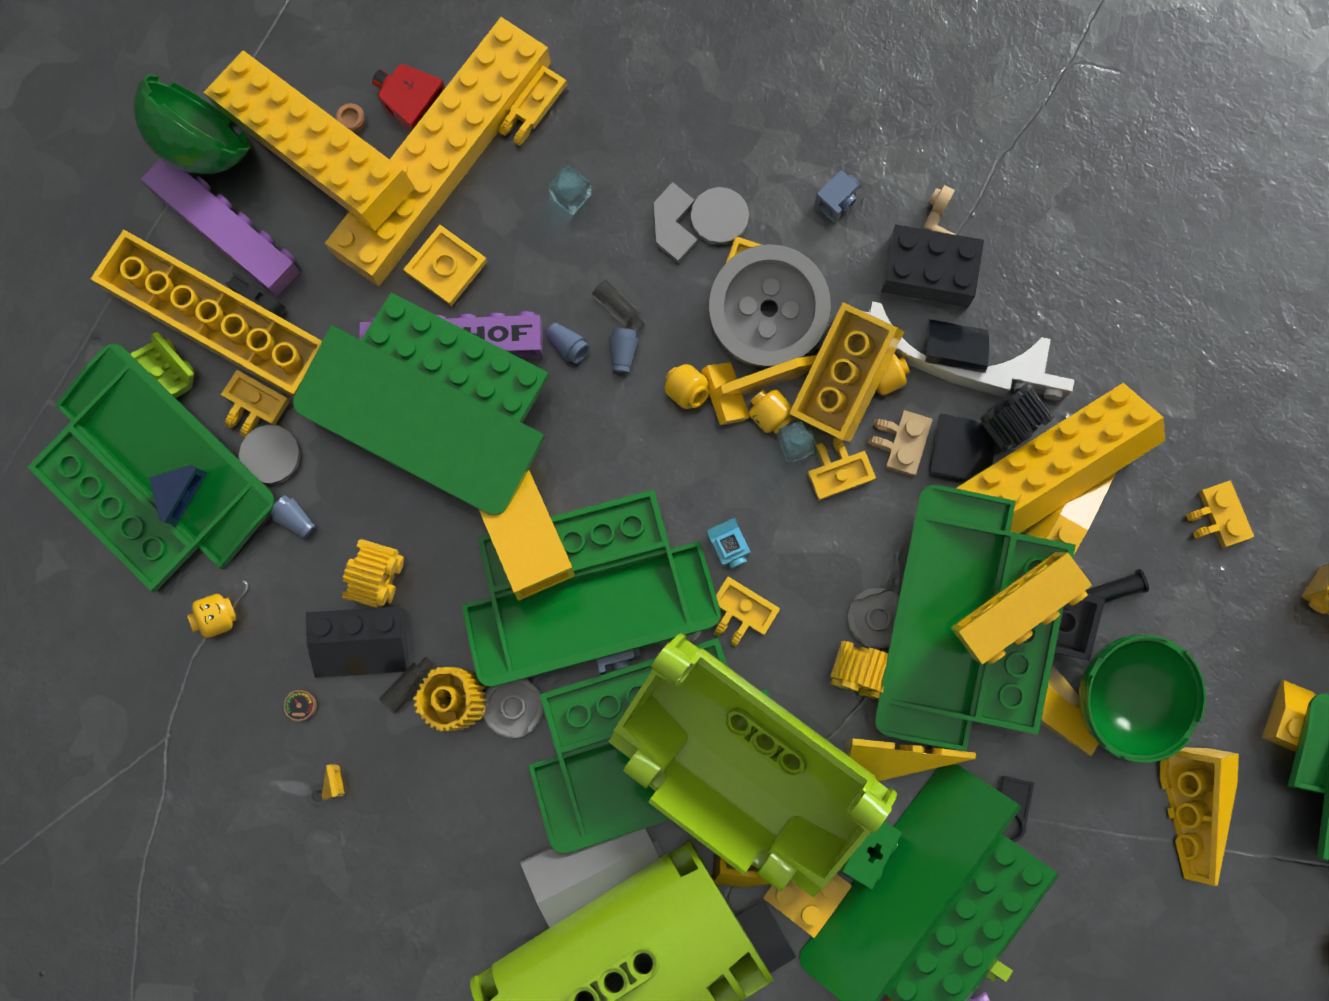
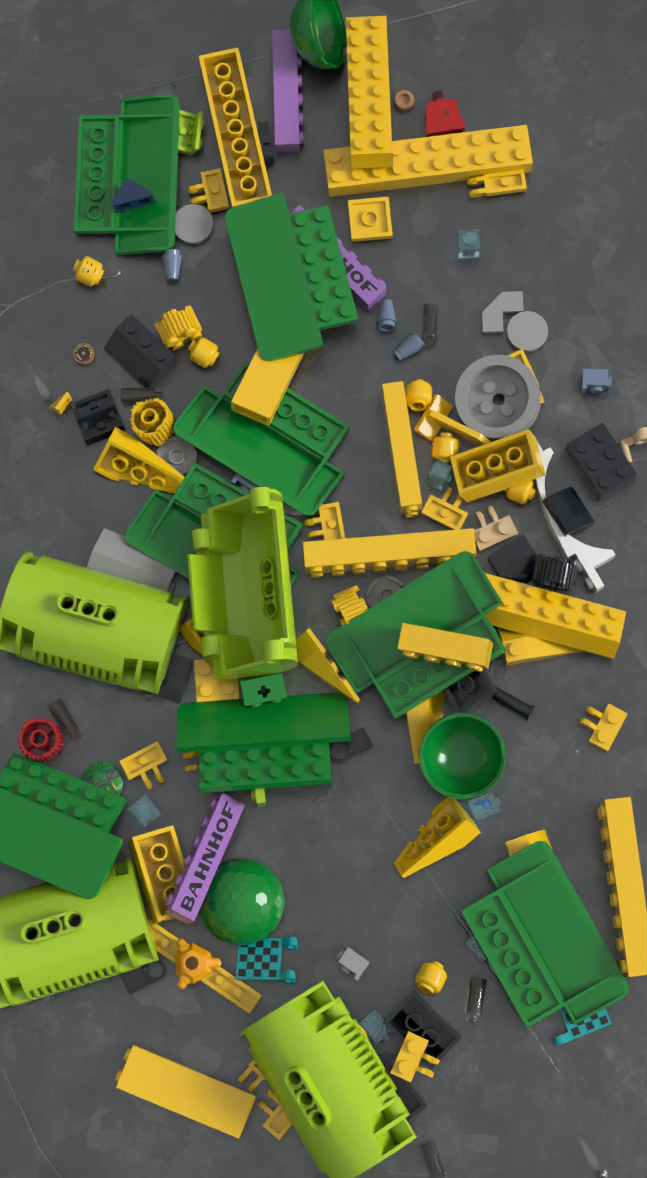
camera: 50 degrees right, 0 degrees up
(385, 755) = (97, 416): none -> black slope
(424, 572) = (203, 352): none -> yellow head
(472, 761) = (132, 461): none -> yellow wedge
(728, 544) = (356, 488): medium azure window -> none
(733, 456) = (401, 449): none -> yellow brick
(836, 571) = (385, 552): none -> yellow brick
(1214, 725) = (484, 806): none -> clear light blue brick

